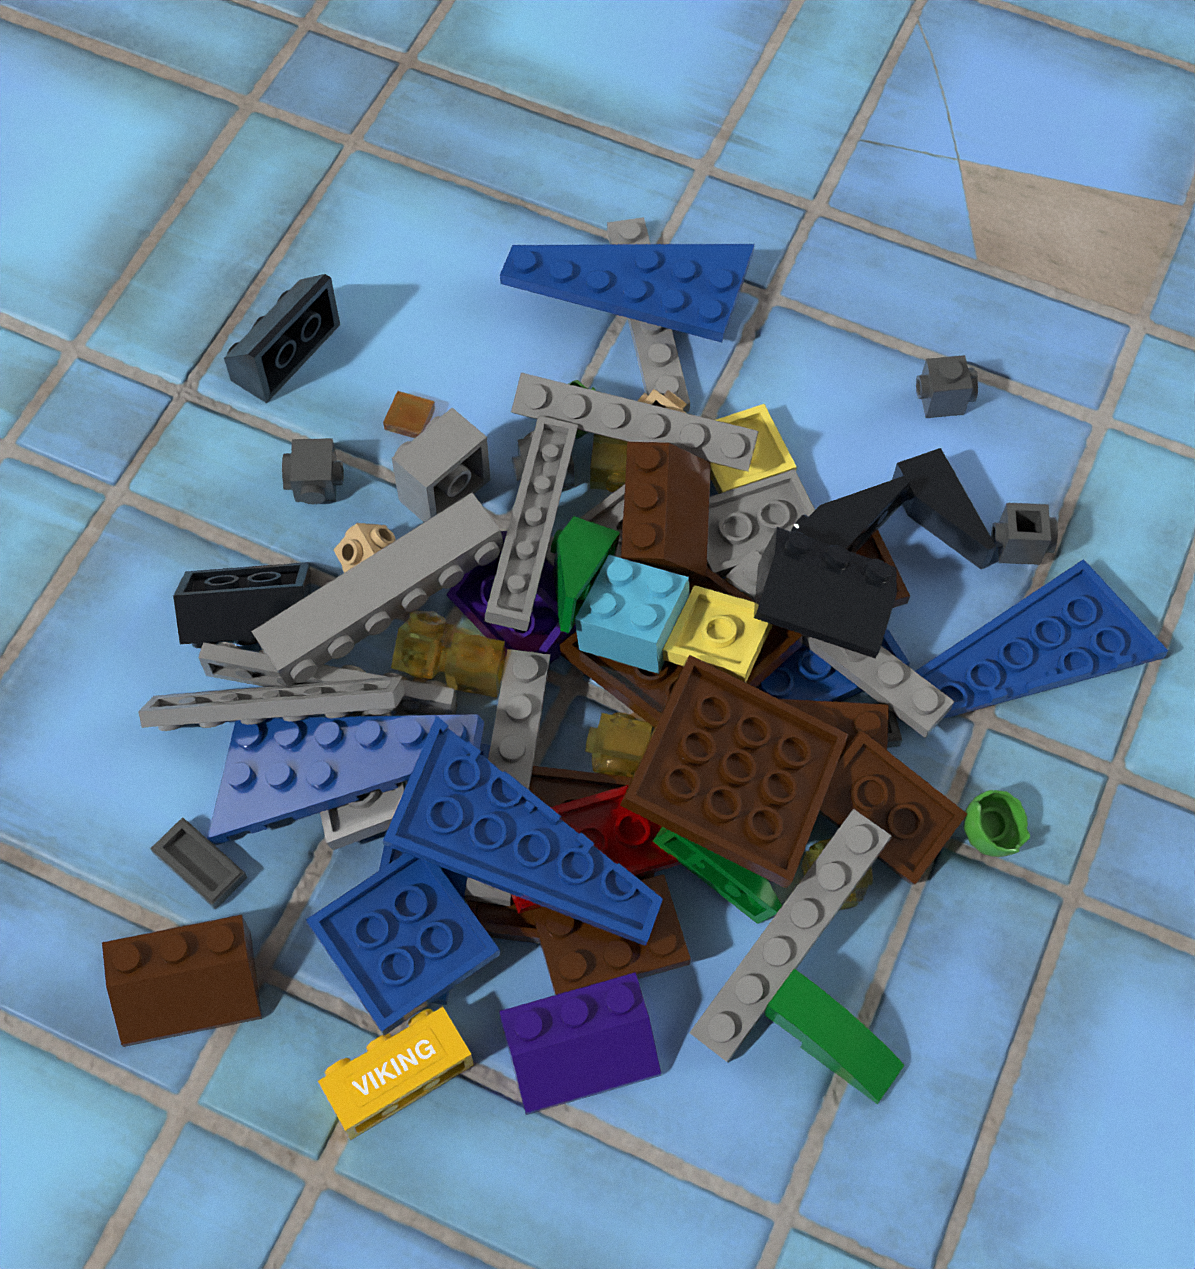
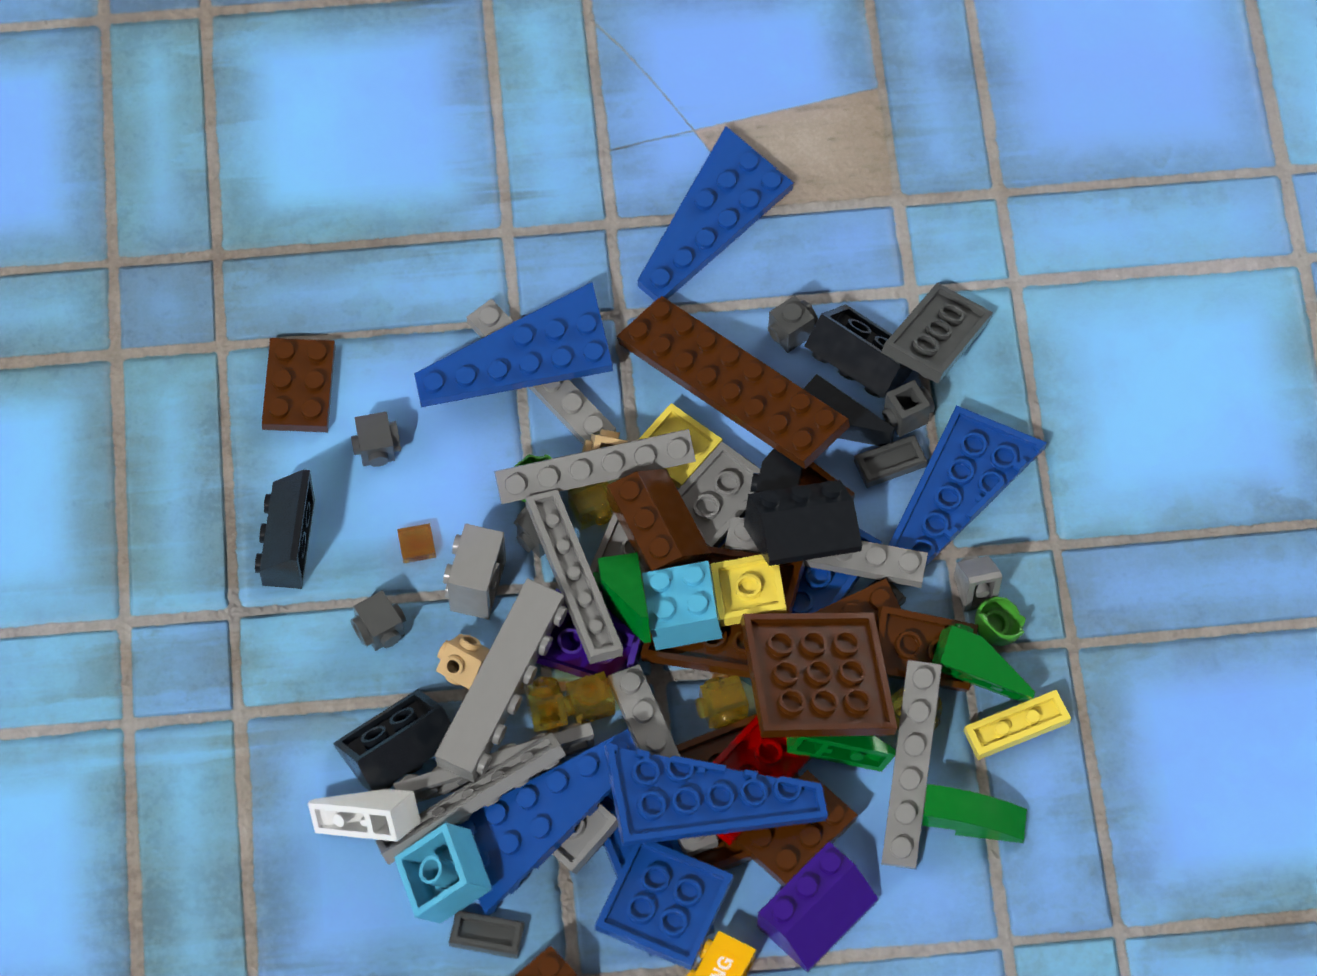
camera: 30 degrees left, 0 degrees up
(155, 662) = (368, 815): none -> white slope
(184, 767) = (443, 873): none -> medium azure brick
(398, 209) = (298, 385): none -> reddish brown plate
(435, 292) = (375, 439): none -> dark grey brick
(845, 416) = (733, 382): none -> reddish brown plate
(939, 855) = (978, 663): none -> green slope
(944, 239) = (722, 203): none -> blue wing
(950, 956) = (1017, 724): none -> light yellow plate
(973, 583) = (890, 461): none -> dark grey tile
(995, 763) = (976, 581): none -> light grey slope
(1008, 450) = (855, 348): none -> black slope
(1103, 469) = (937, 333): none -> dark grey plate

